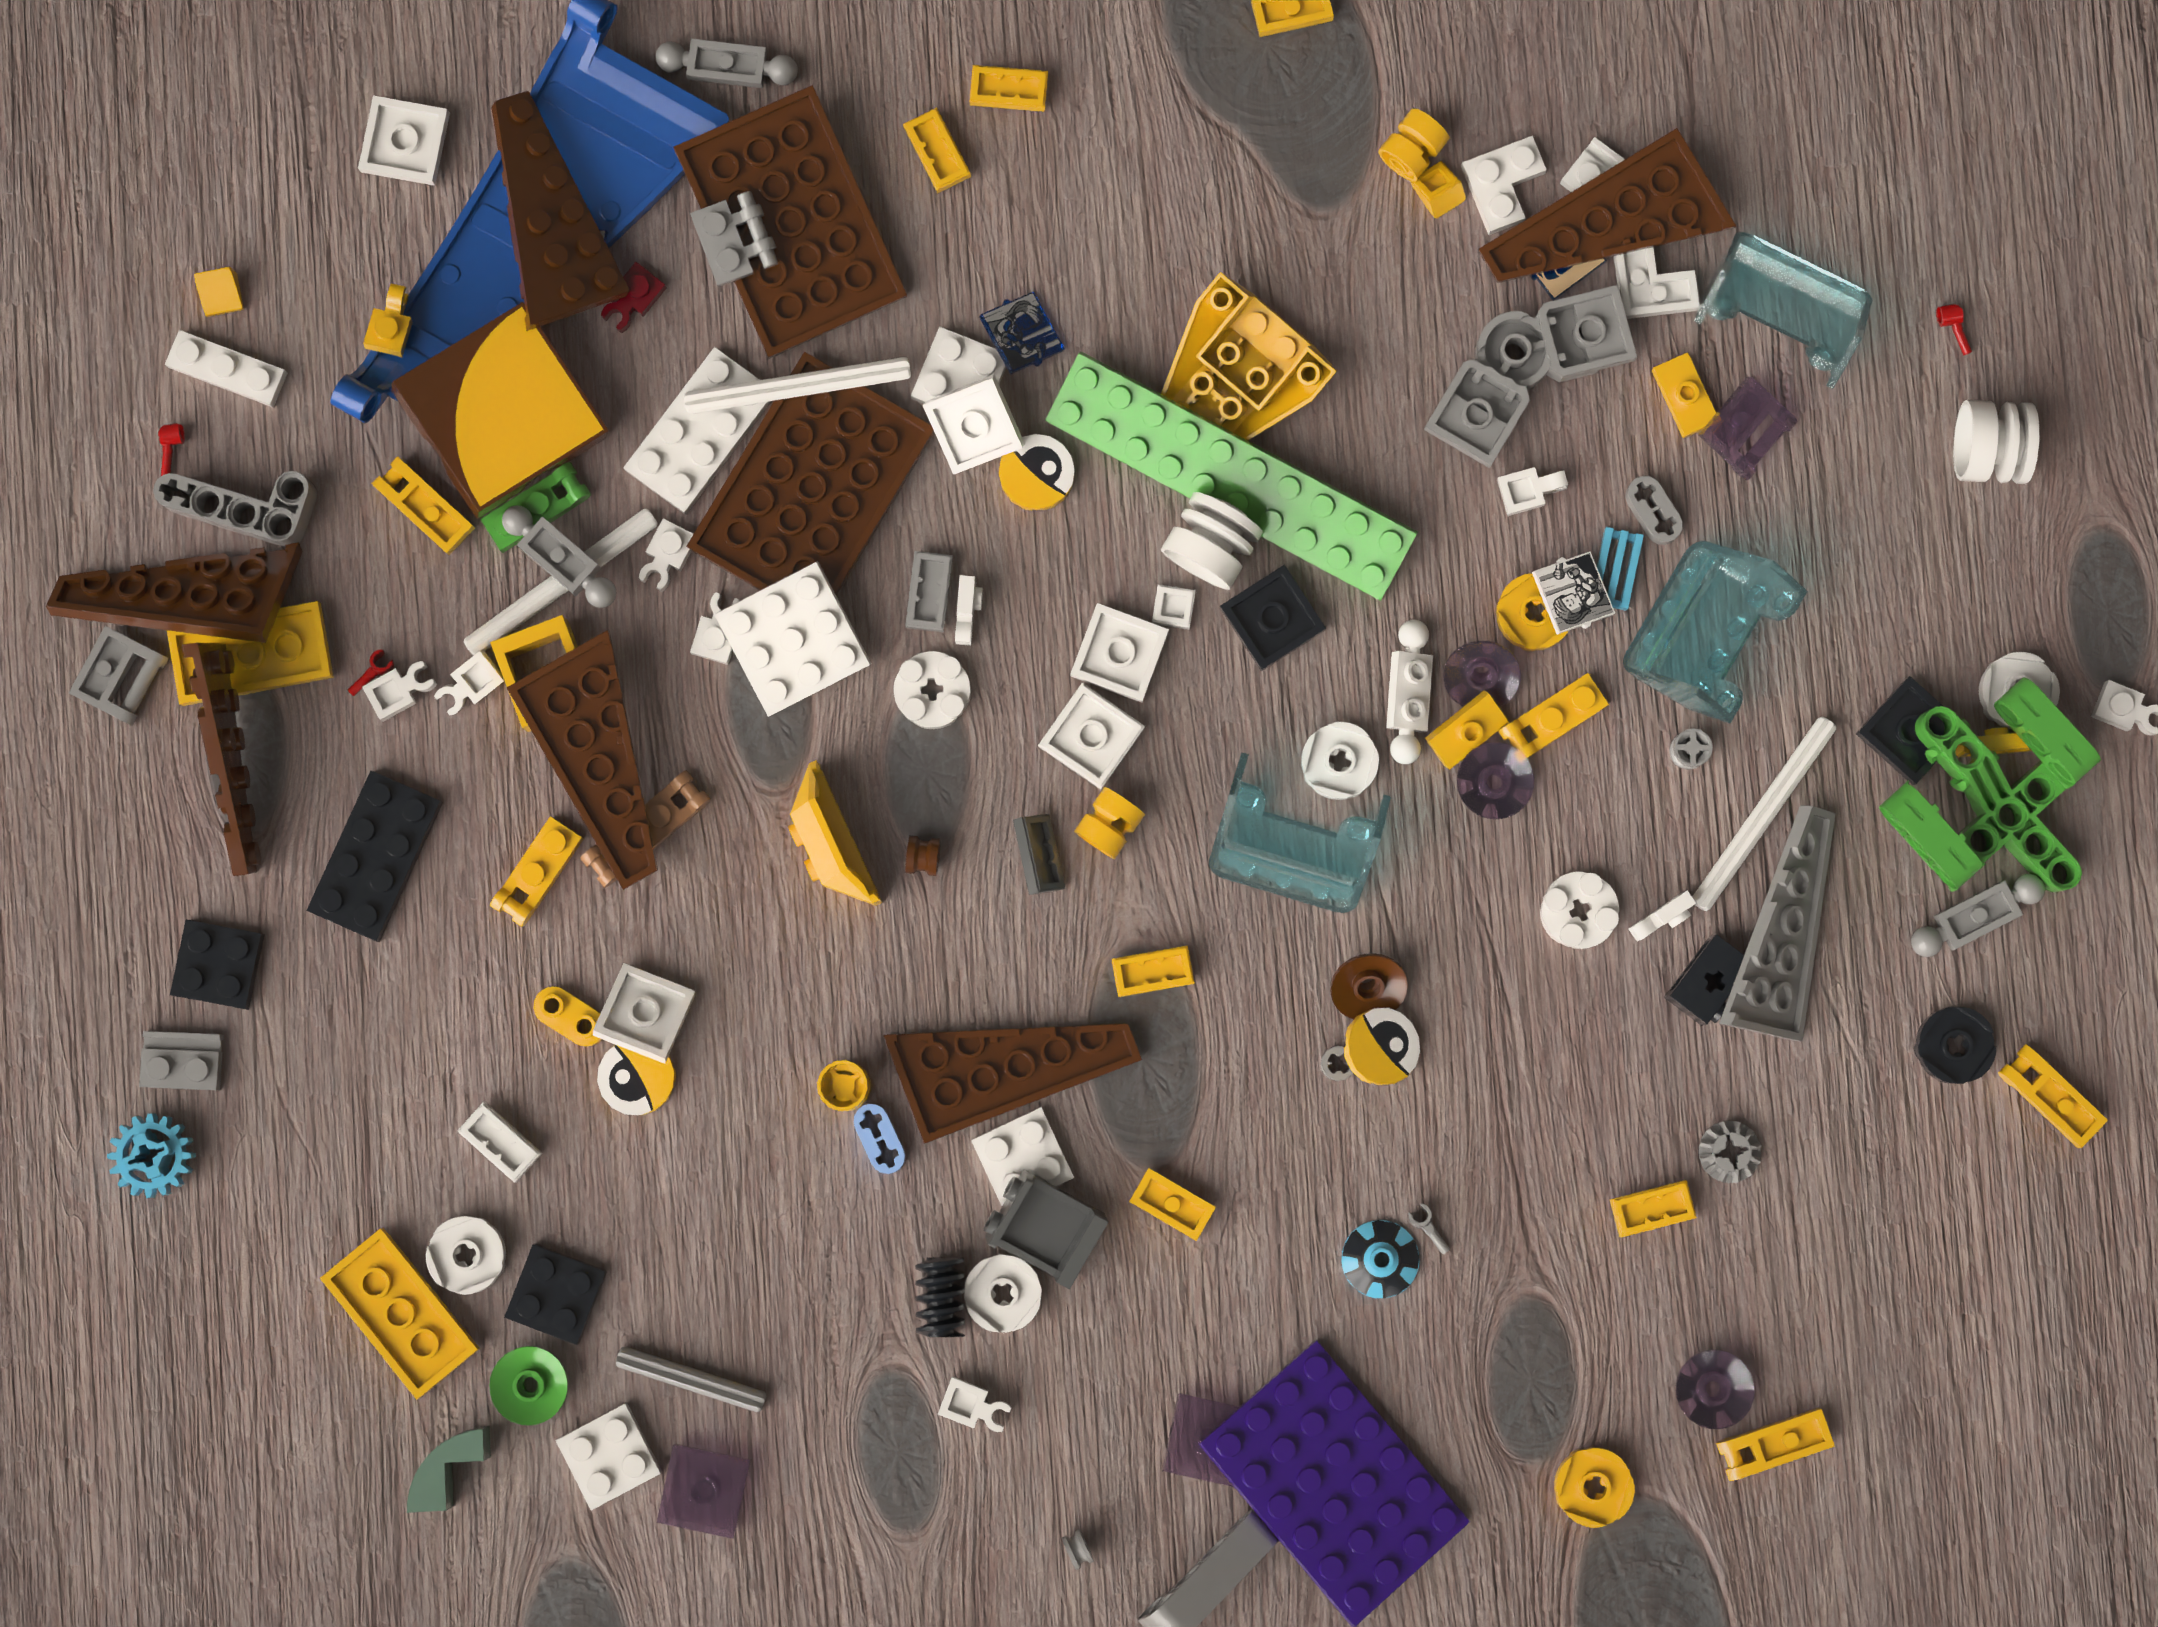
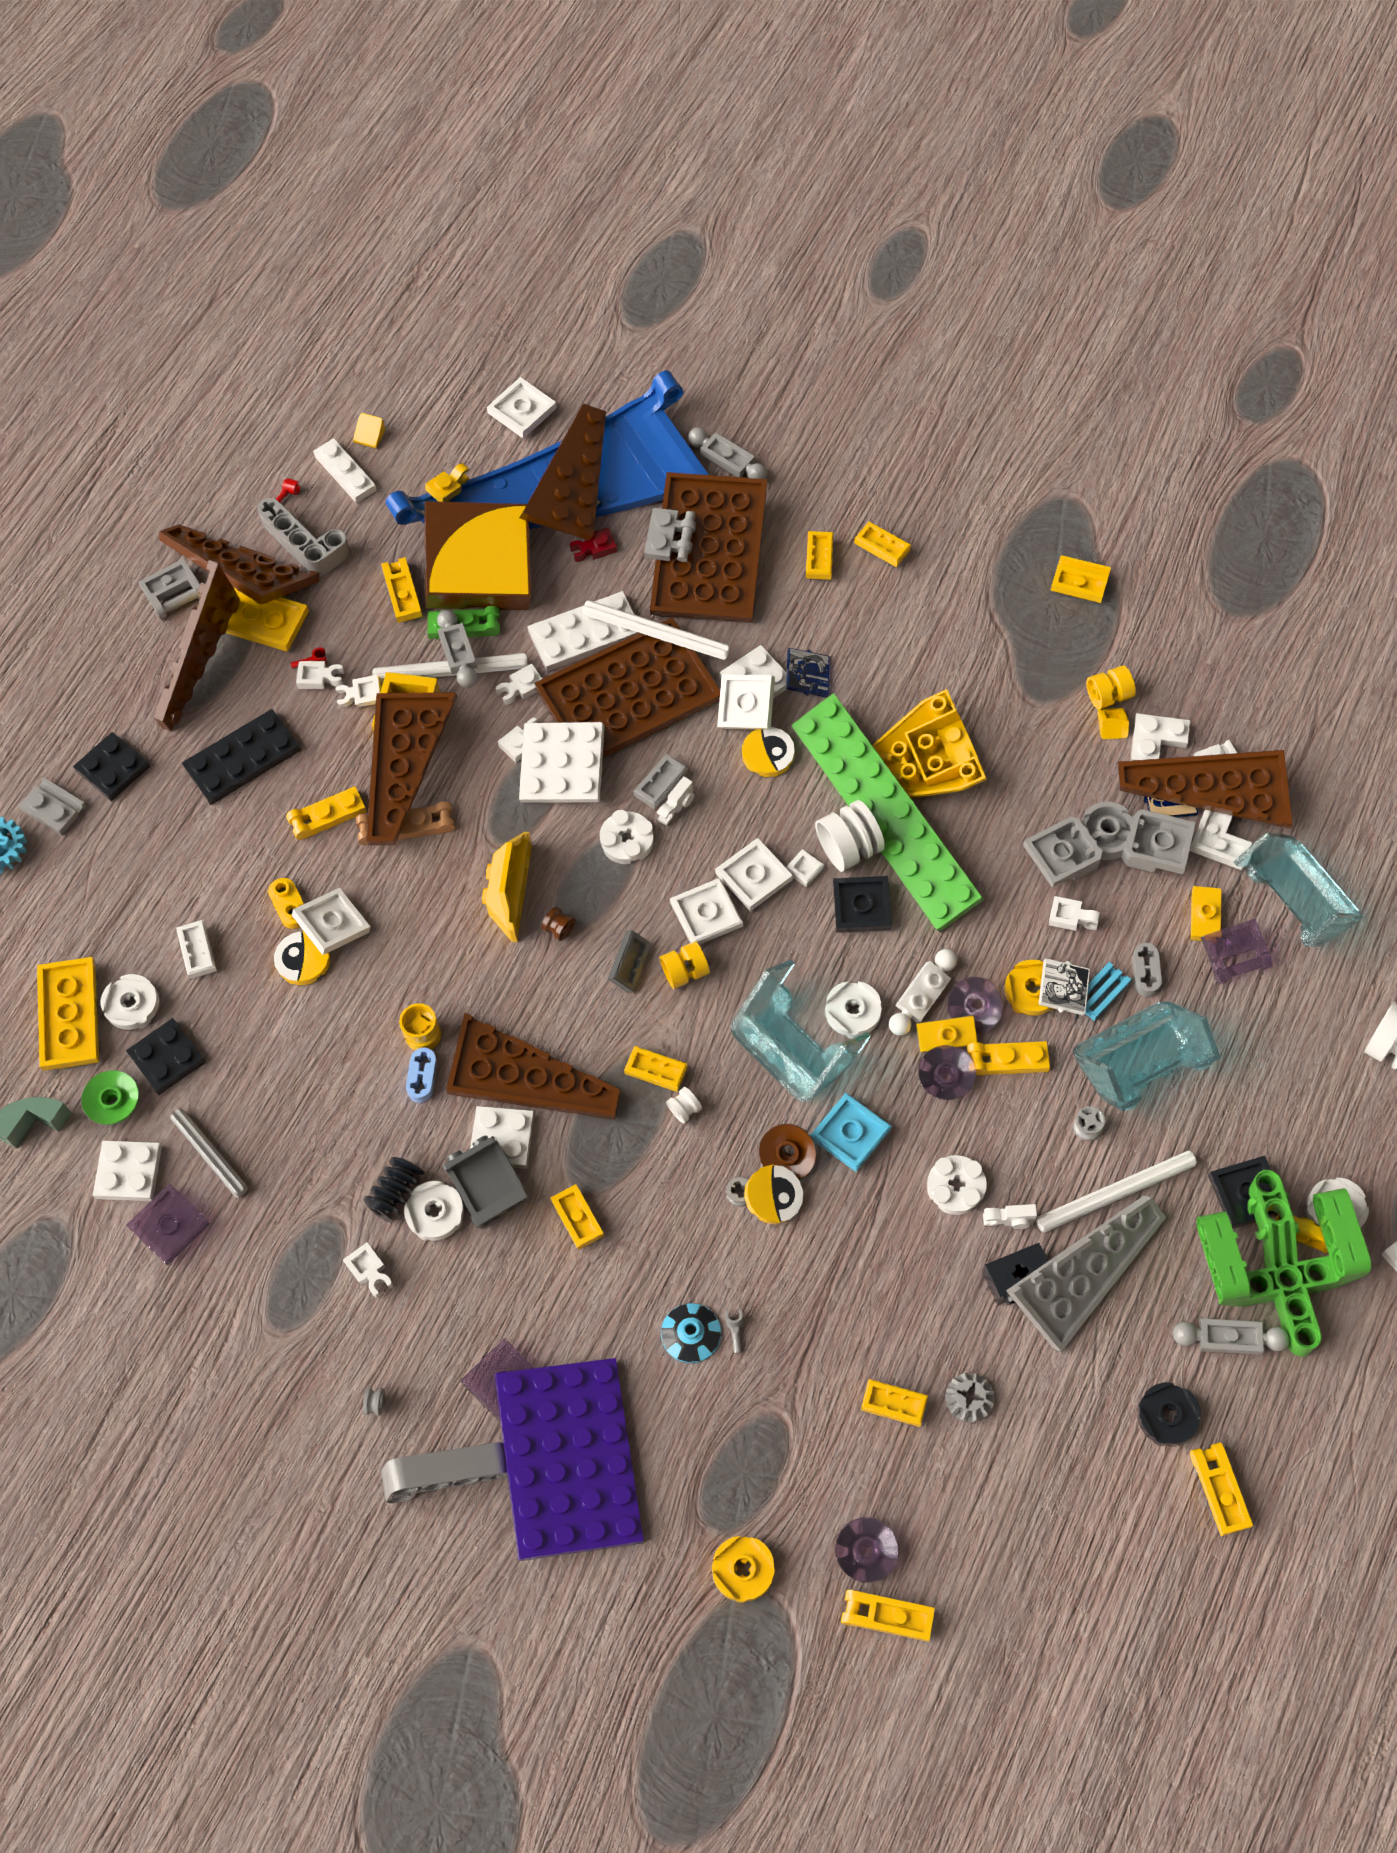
camera: 30 degrees right, 20 degrees down
(1214, 998) = (684, 1105): none -> white wheel
(1425, 918) = (851, 1132): none -> medium azure plate

